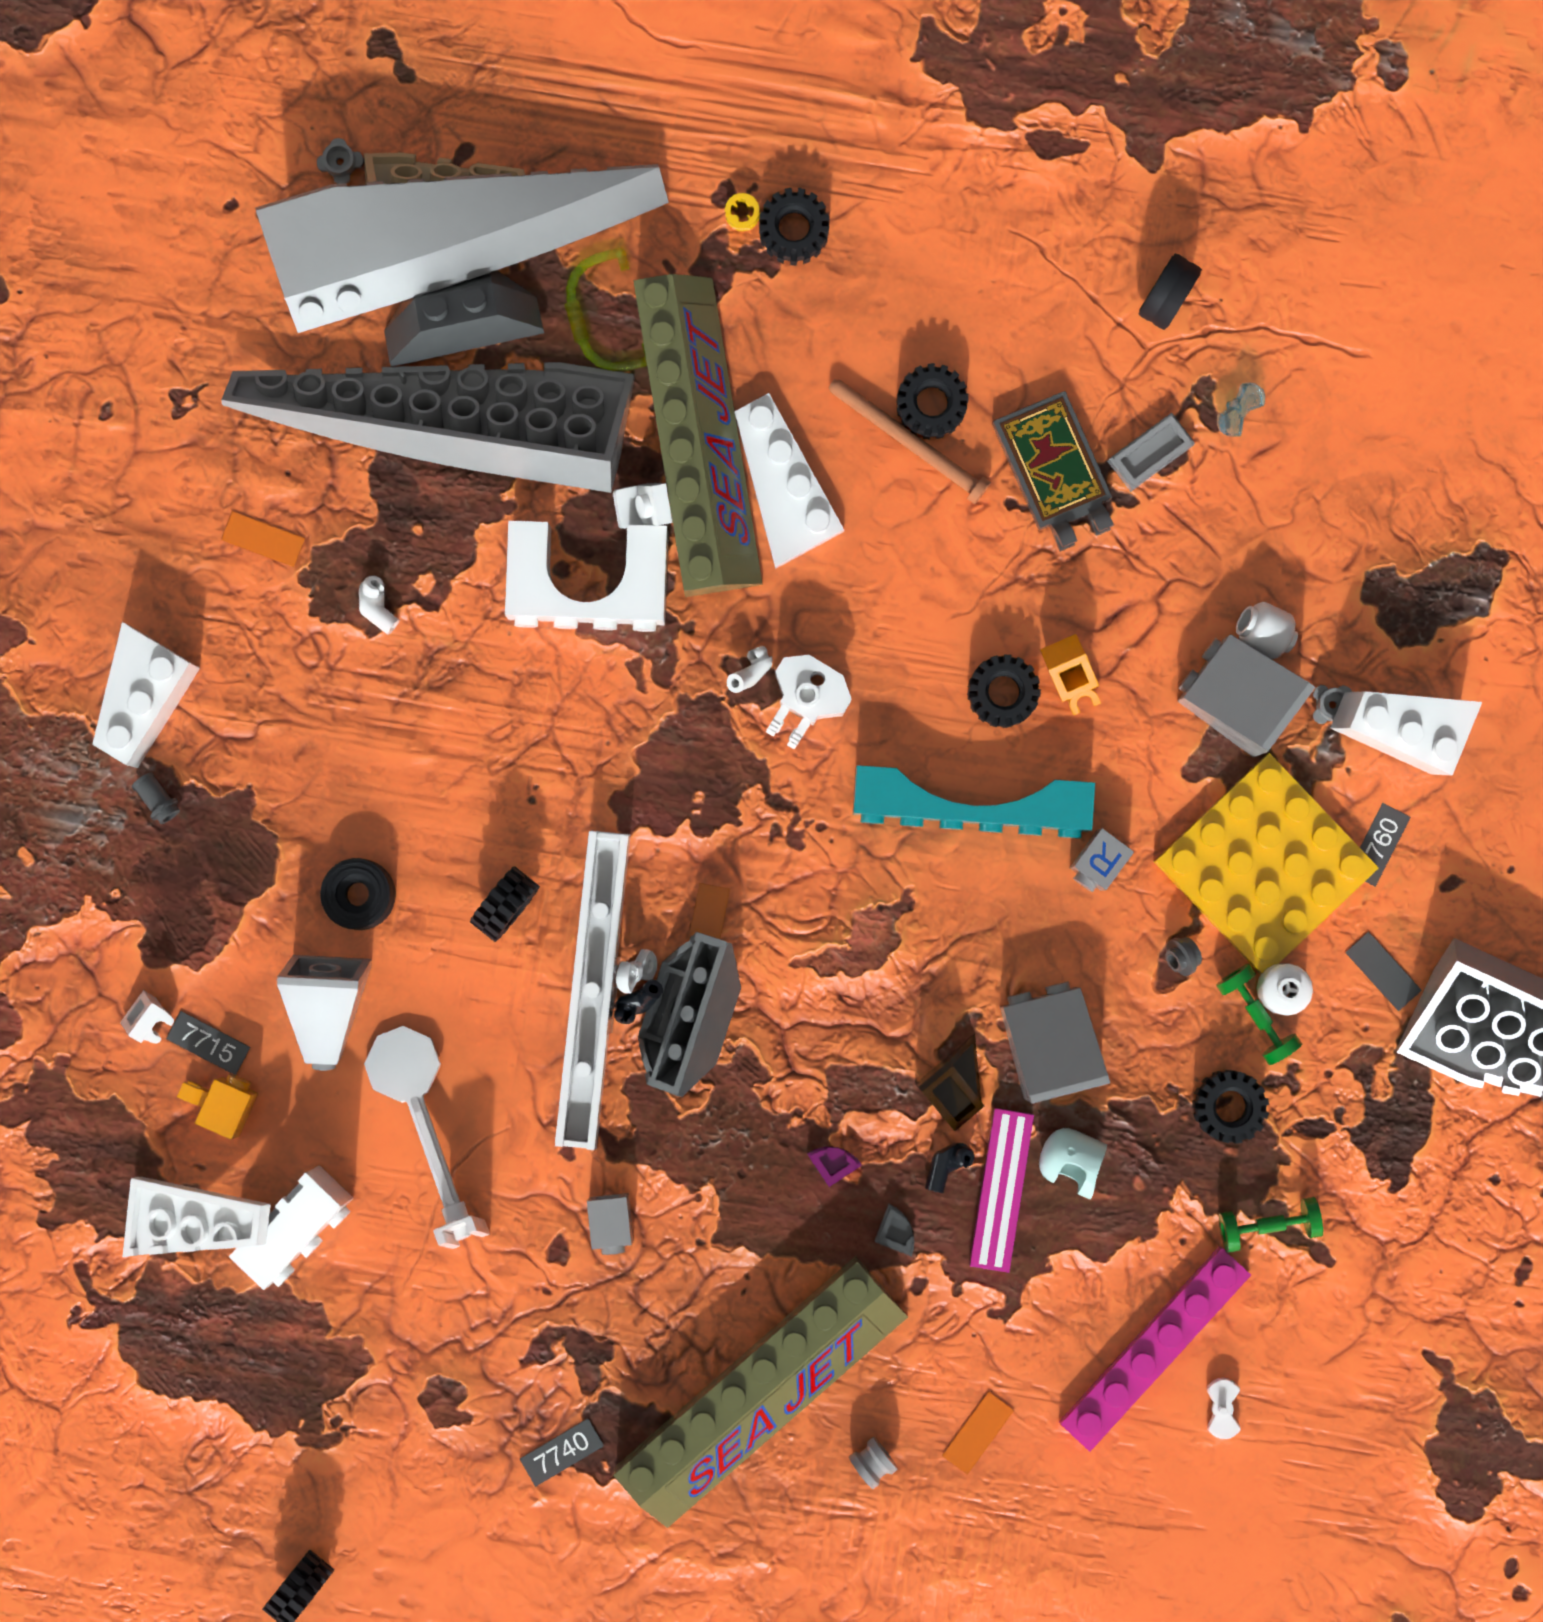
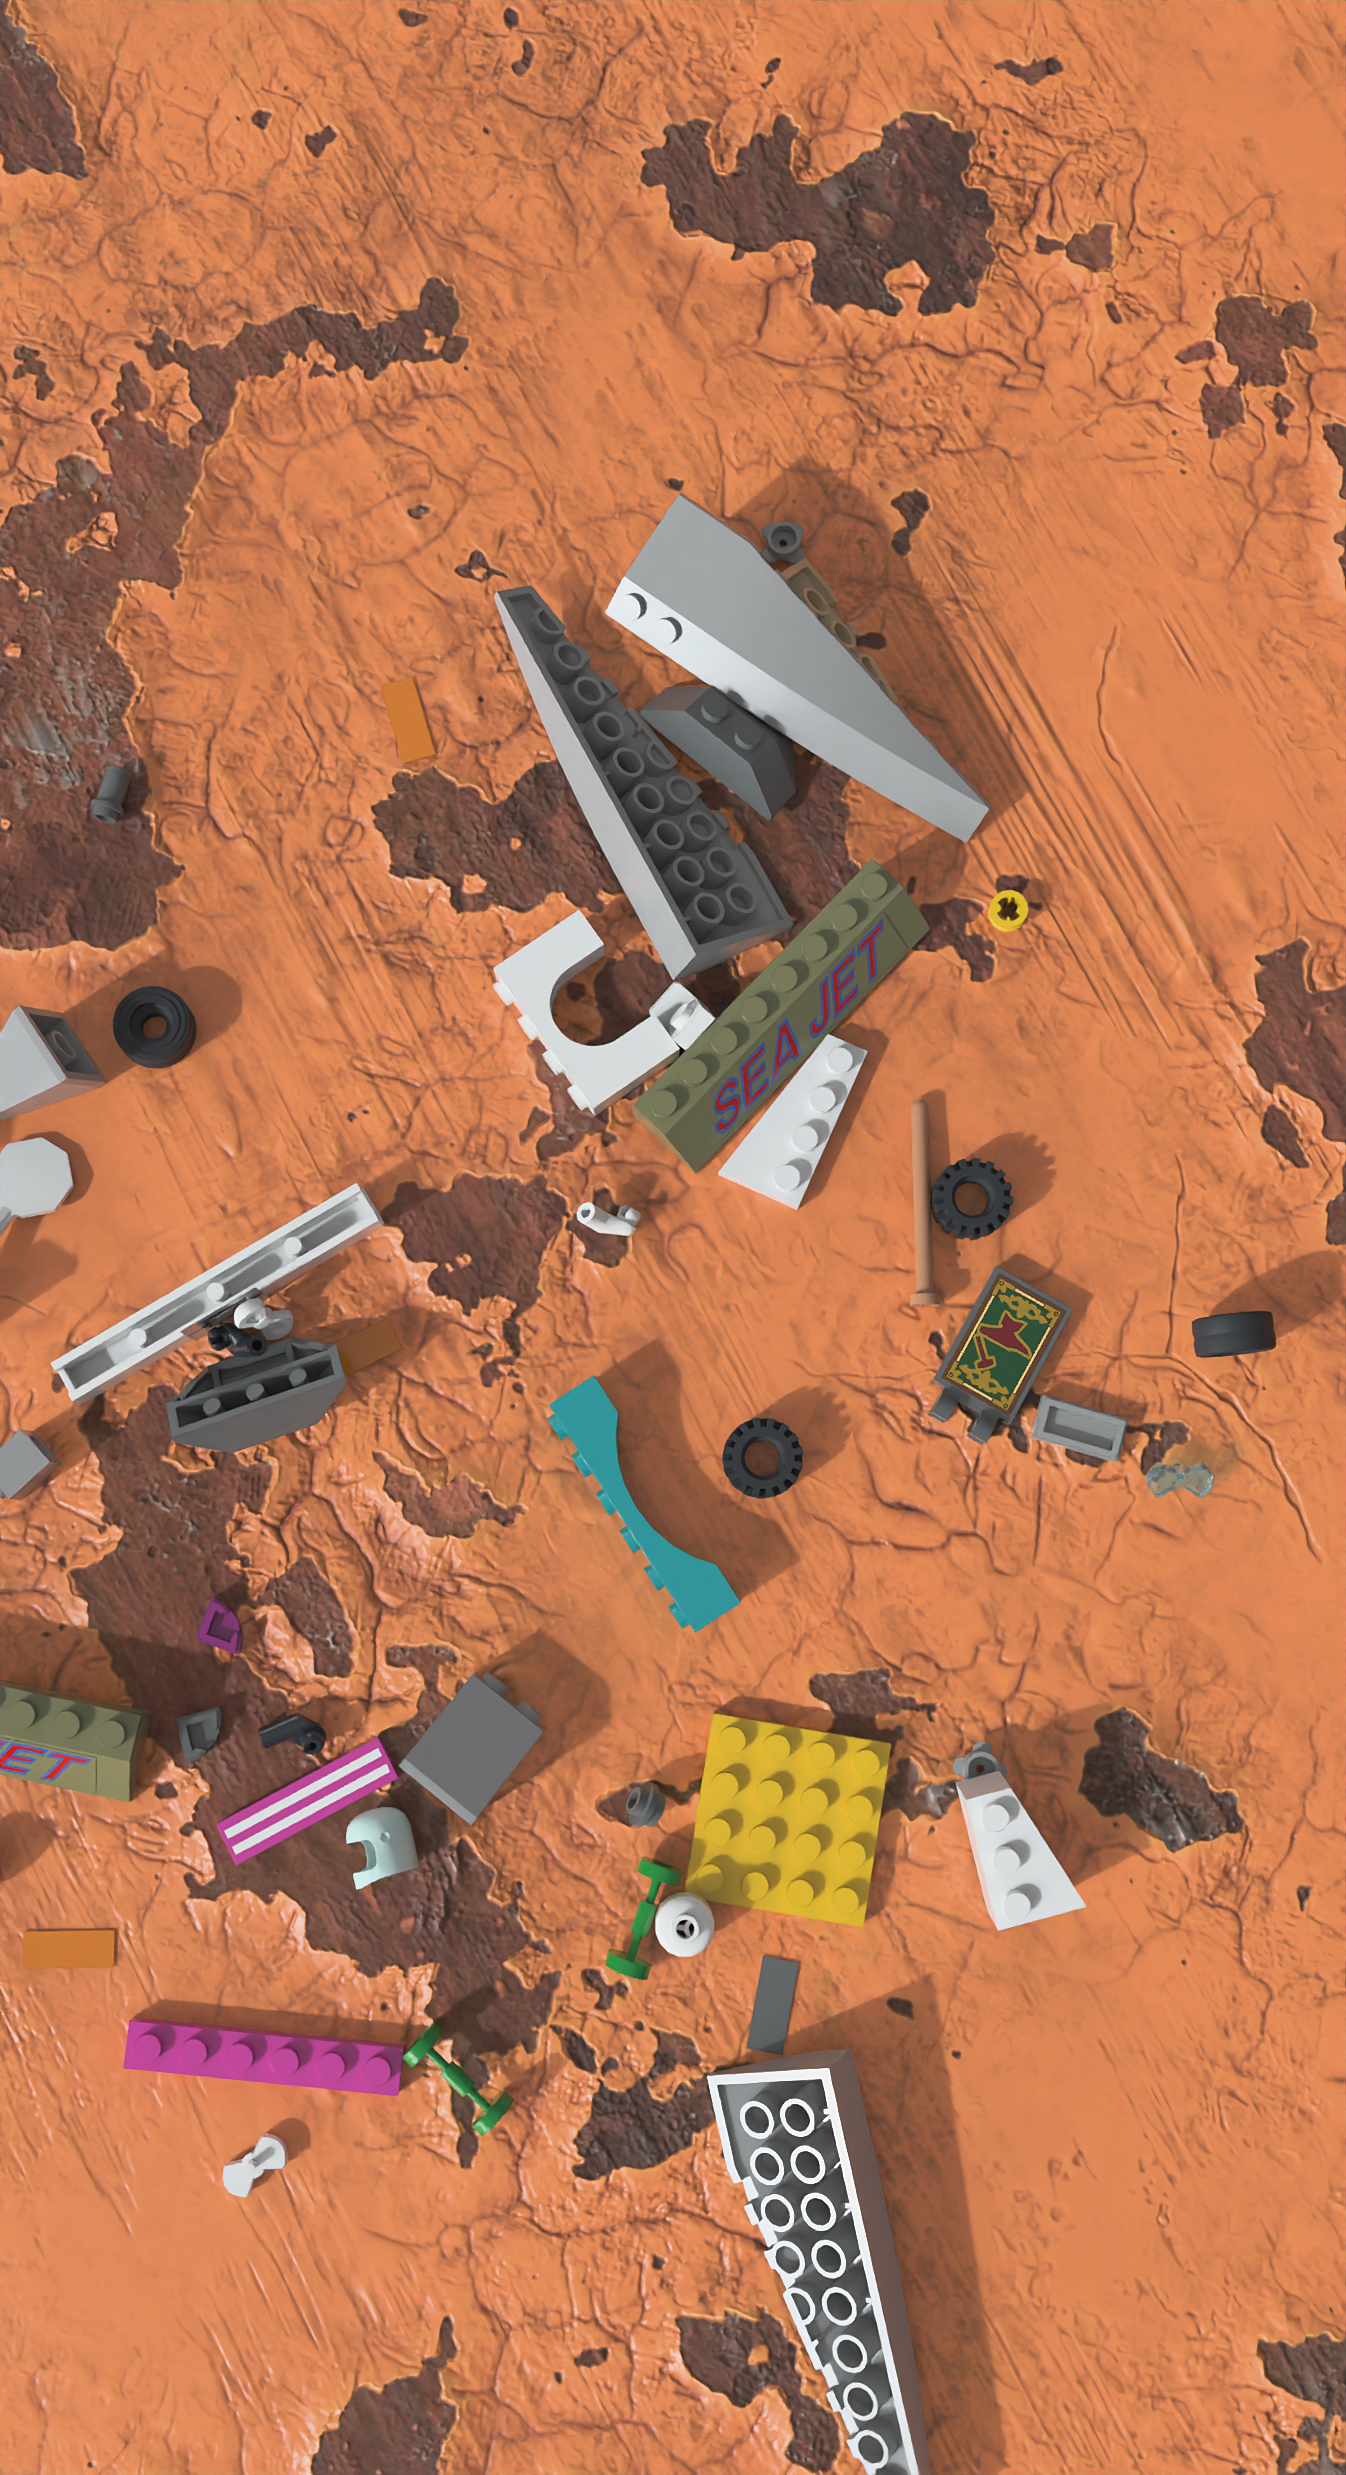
camera: 50 degrees right, 5 degrees down
(139, 695) = (190, 714): white wedge -> none
(372, 604) = (419, 853): white arm -> none
(504, 904) = (237, 1158): black tyre -> none
(576, 316) = (807, 836): clear neon green piece -> none
(798, 203) = (1046, 944): black tyre -> none
(805, 698) = (619, 1286): white hinge -> none
(955, 1085) = (371, 1684): dark brown slope -> none
(1071, 671) = (824, 1504): light orange brick -> none
(1100, 861) = (674, 1663): light grey brick -> none
(1244, 694) = (925, 1678): light grey slope -> none
(1254, 1106) = (534, 1984): black tyre -> none
(1267, 629) = (999, 1655): white head -> none
(1383, 838) = (894, 1910): dark grey sticker -> none

